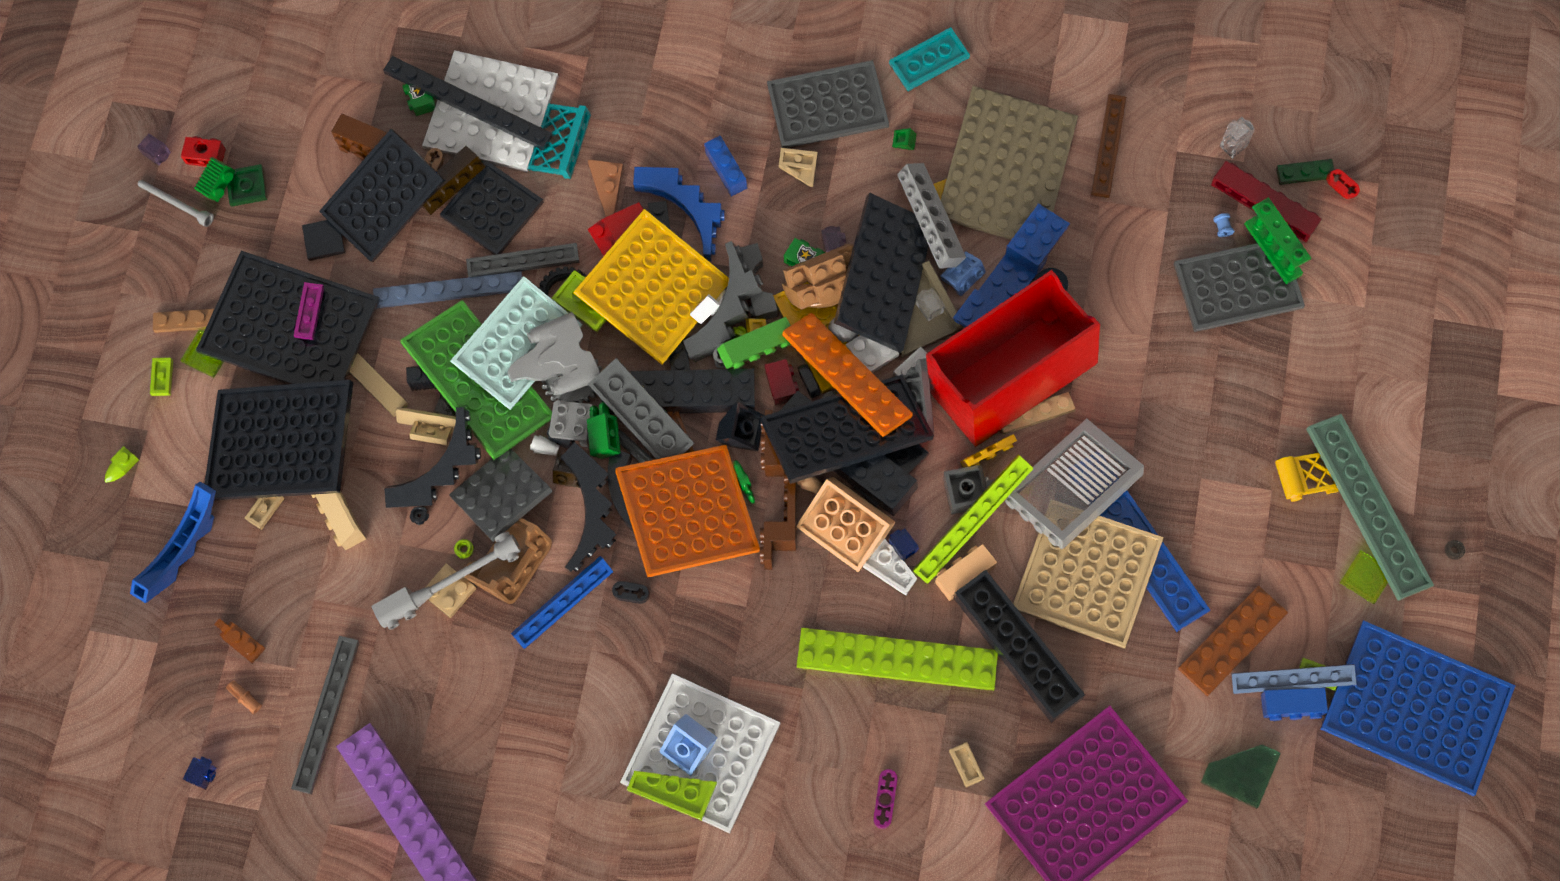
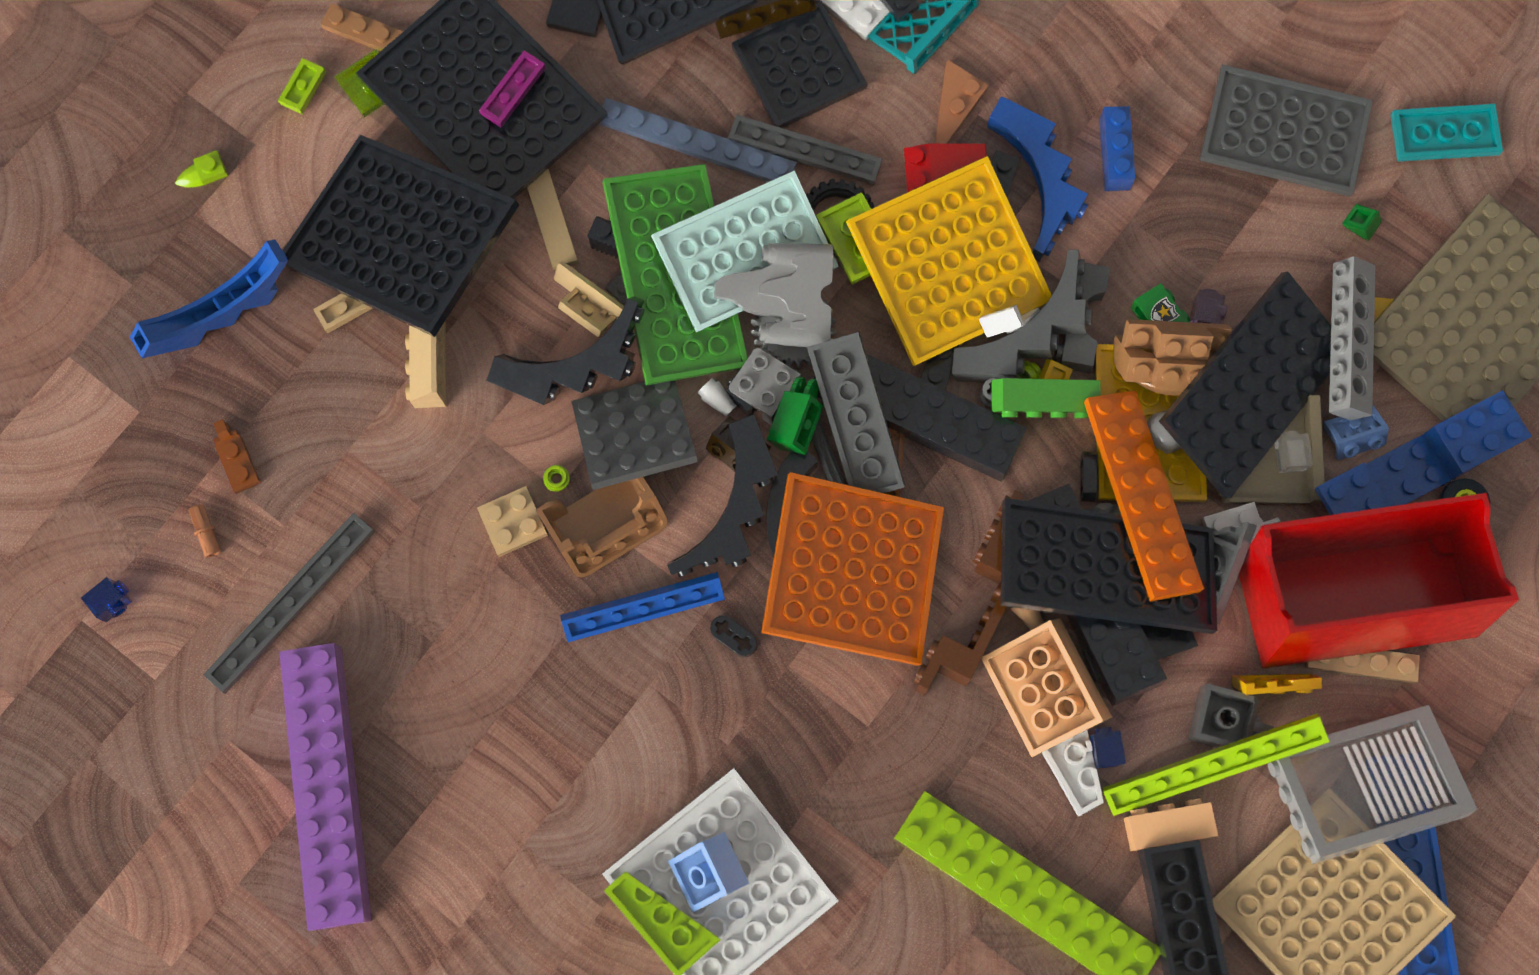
camera: 25 degrees right, 5 degrees up
(405, 602) = (453, 511): light grey bar -> none
(414, 515) = (520, 403): black plate -> none
(740, 428) = (973, 495): black slope -> none
(744, 481) = (943, 566): green piece -> none
(780, 381) = (1053, 460): dark red brick -> none
(799, 164) = (1211, 190): tan wing -> none
(871, 353) = (1186, 480): white plate -> none

